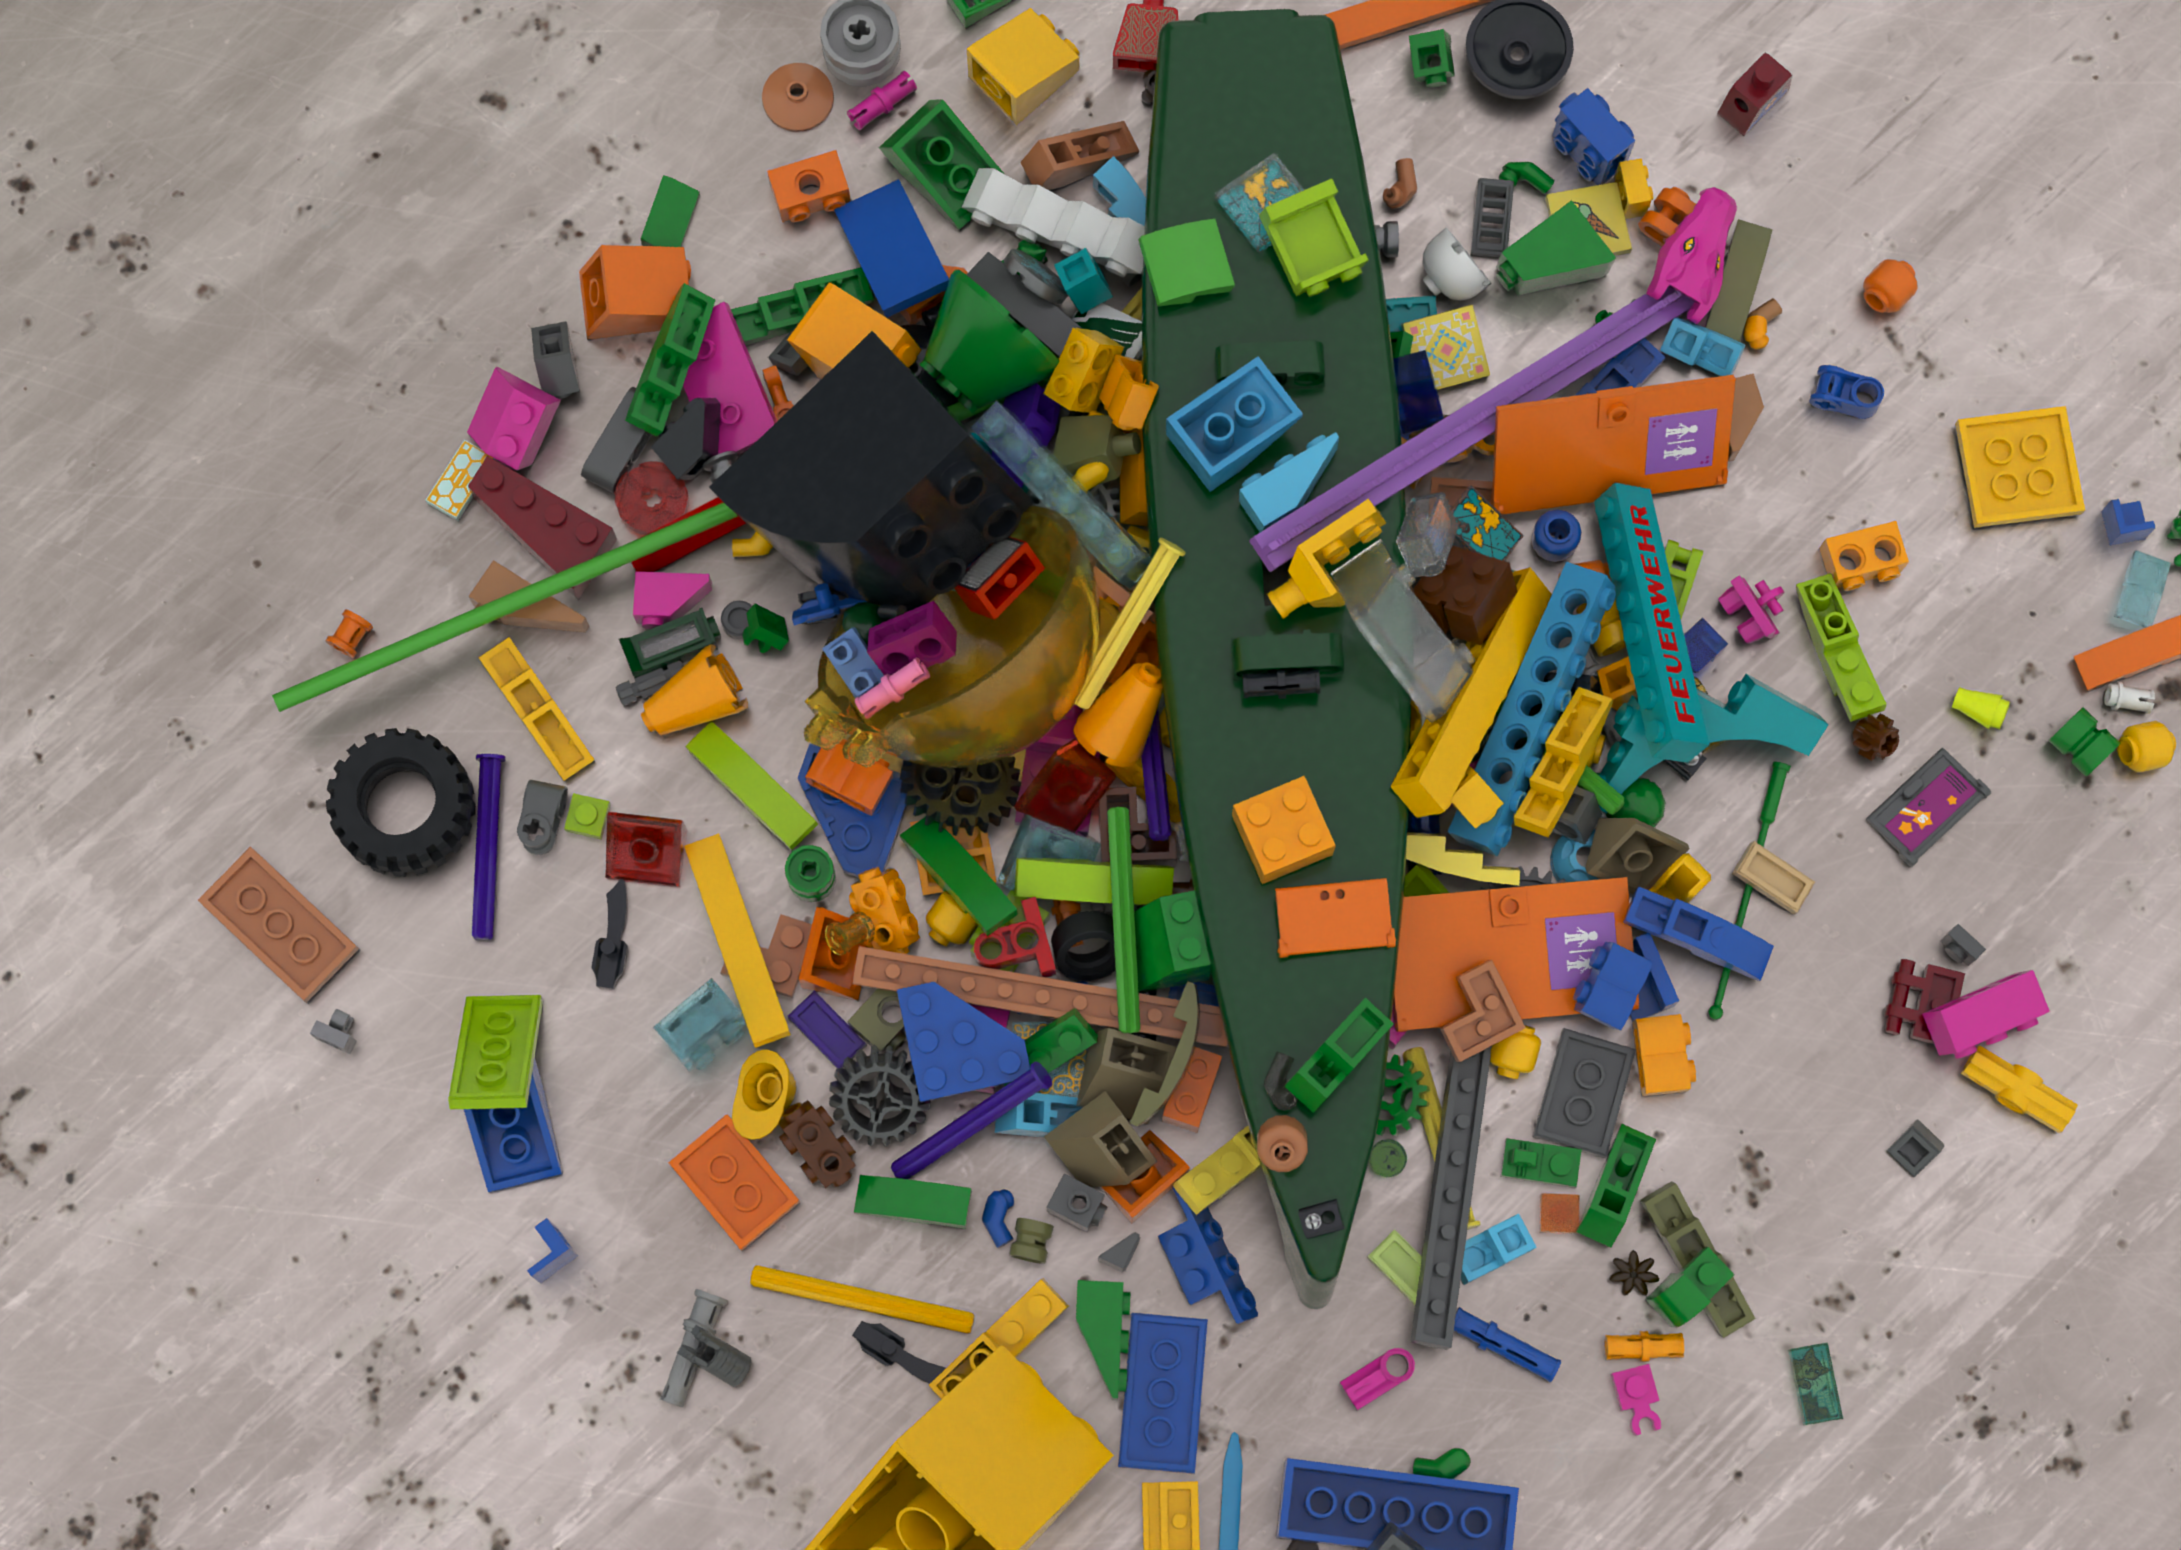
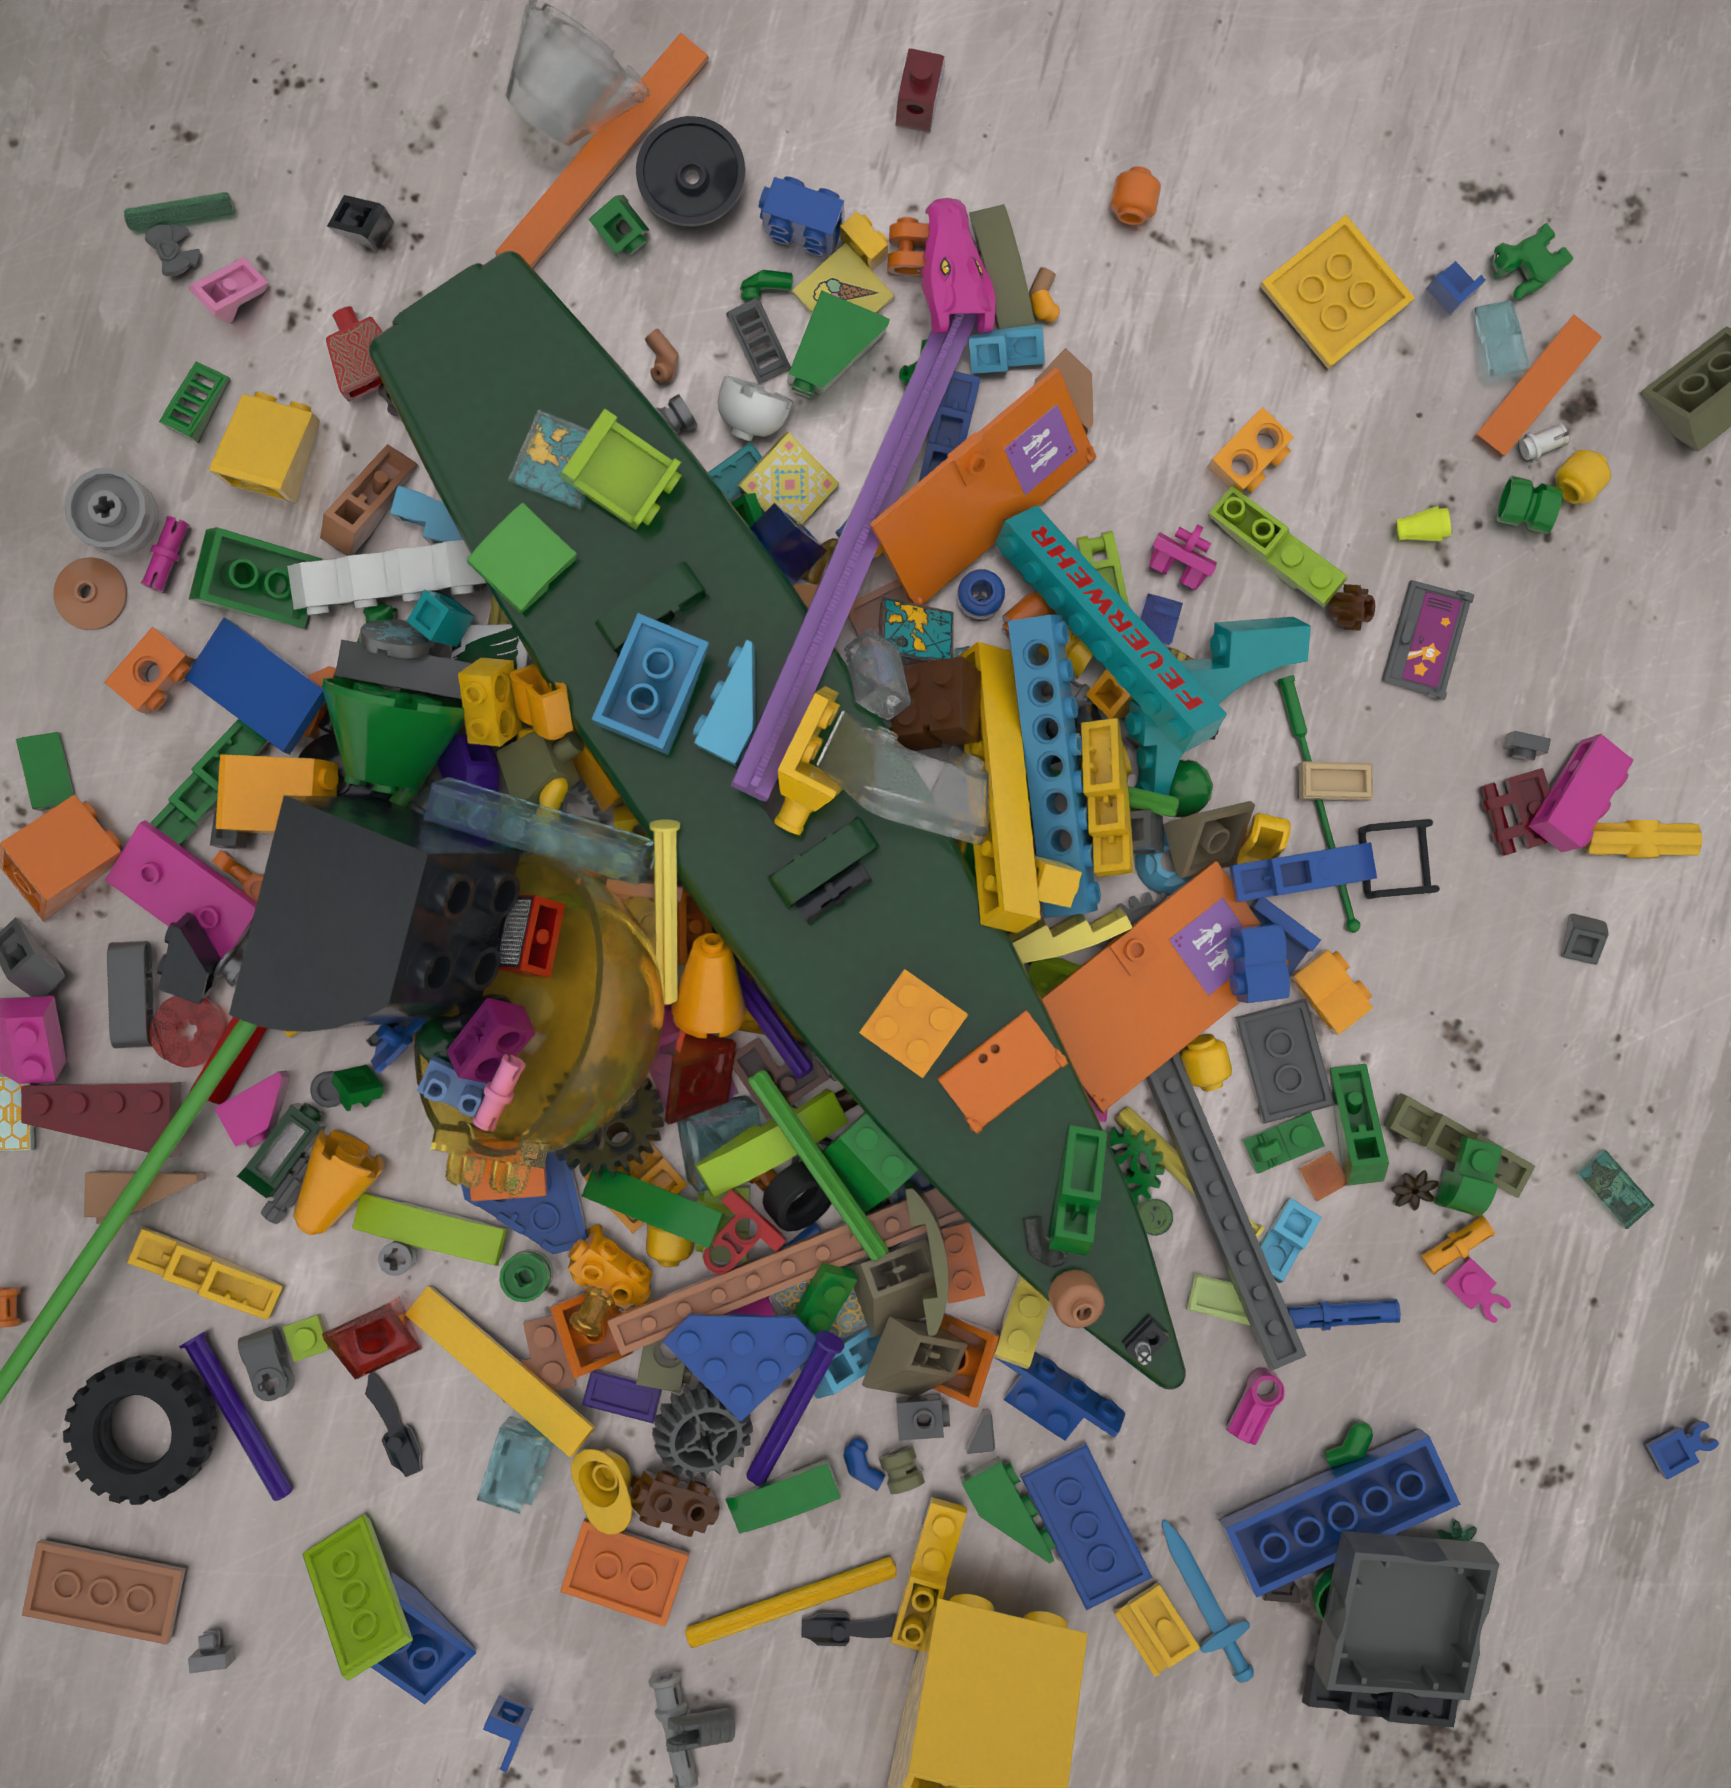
camera: 30 degrees left, 10 degrees up
(670, 359) = (126, 904): green slope -> none
(708, 782) = (389, 1264): none -> flat silver bush
(1491, 1017) = (1175, 1056): nougat plate -> none
(1804, 1014) = (1427, 888): none -> black piece
(1844, 390) = (1150, 315): blue piece -> none

